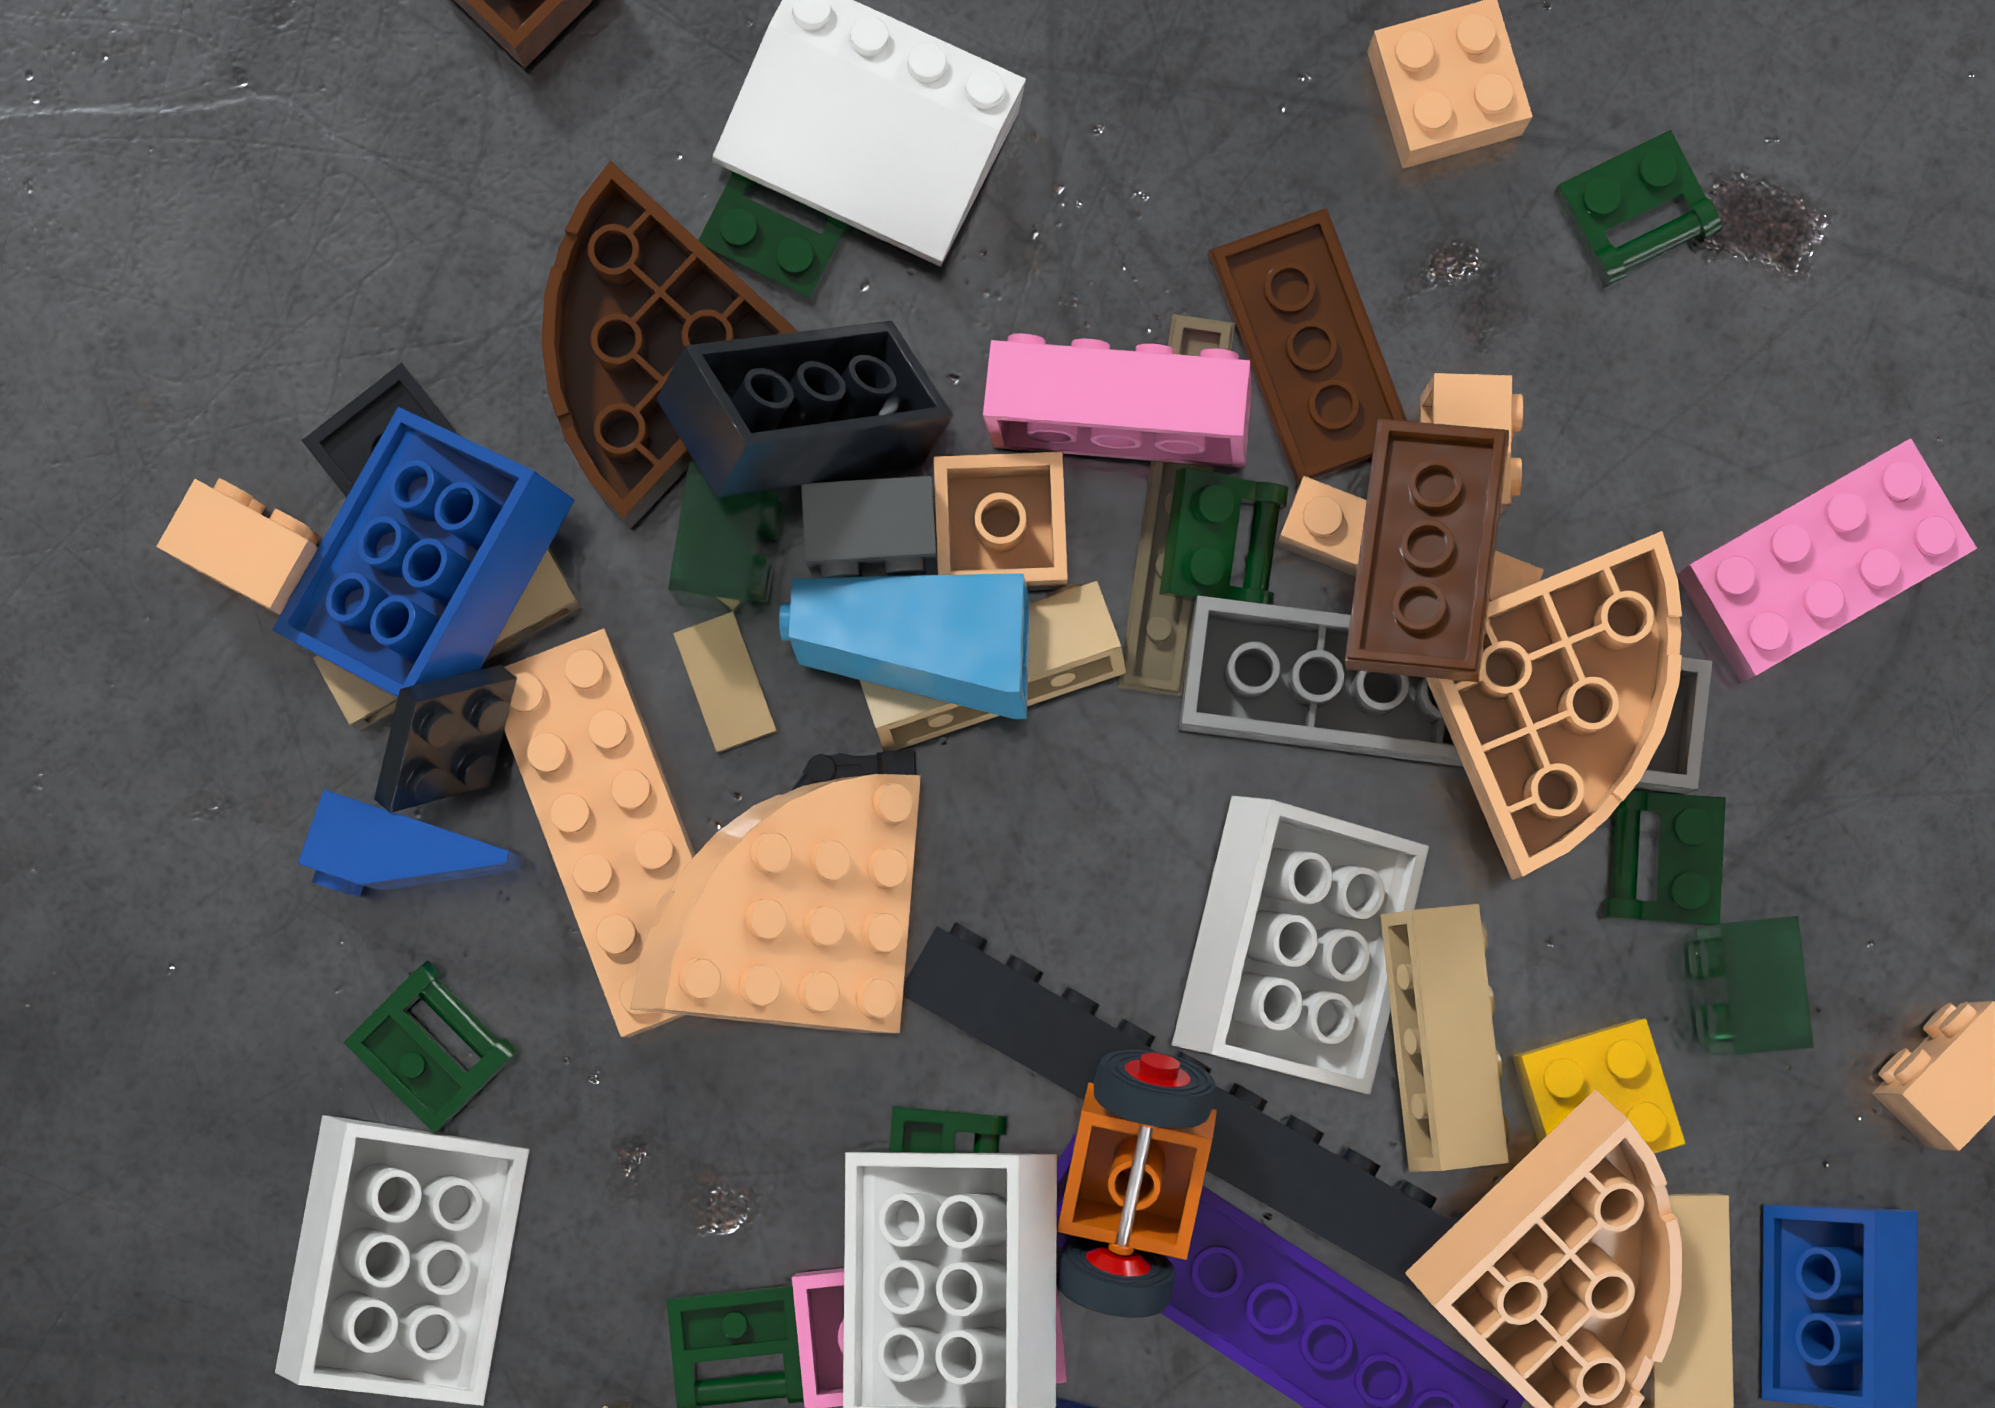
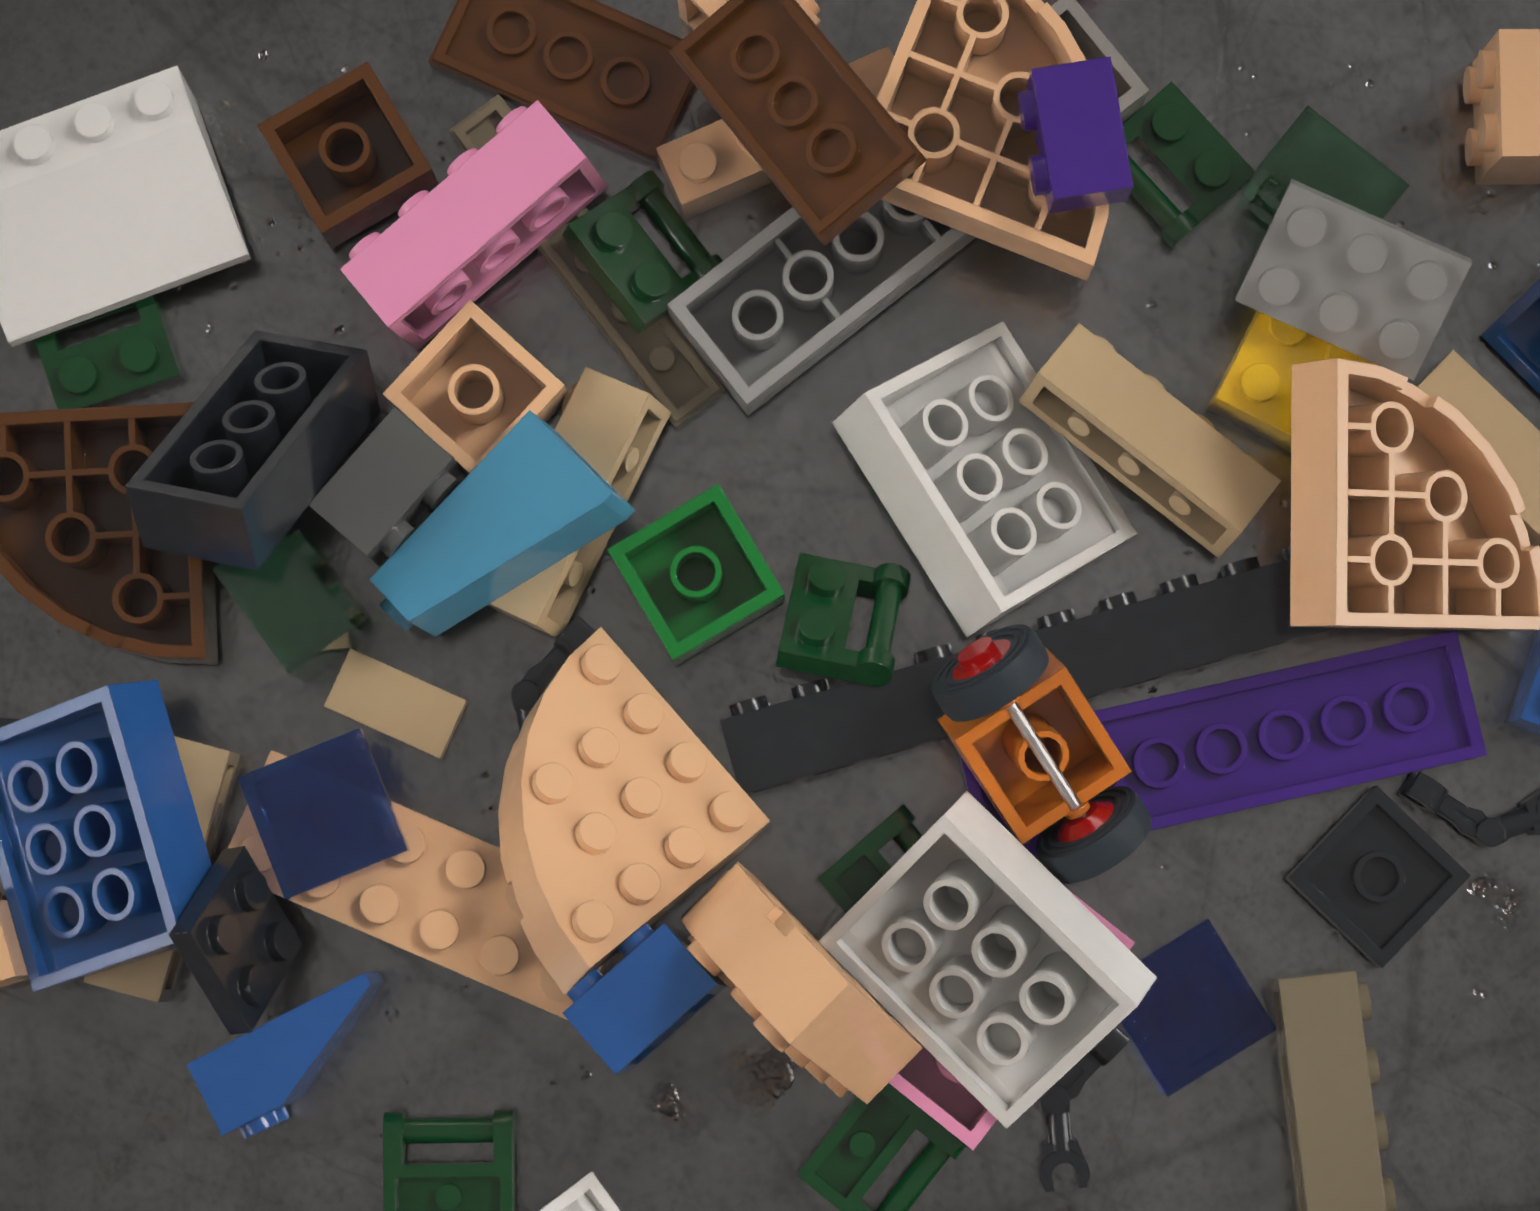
camera: 45 degrees left, 0 degrees up
(594, 710) = (323, 813): none -> clear blue tile
(682, 1065) = (640, 998): none -> blue slope
(794, 1167) = (795, 987): none -> light nougat brick
(1025, 806) = (697, 574): none -> green brick
(1082, 262) = (348, 154): none -> reddish brown brick
(1084, 925) = (822, 613): none -> dark green plate
(1603, 772) = (1077, 135): none -> dark purple brick
(1703, 1073) = (1353, 279): none -> light grey plate

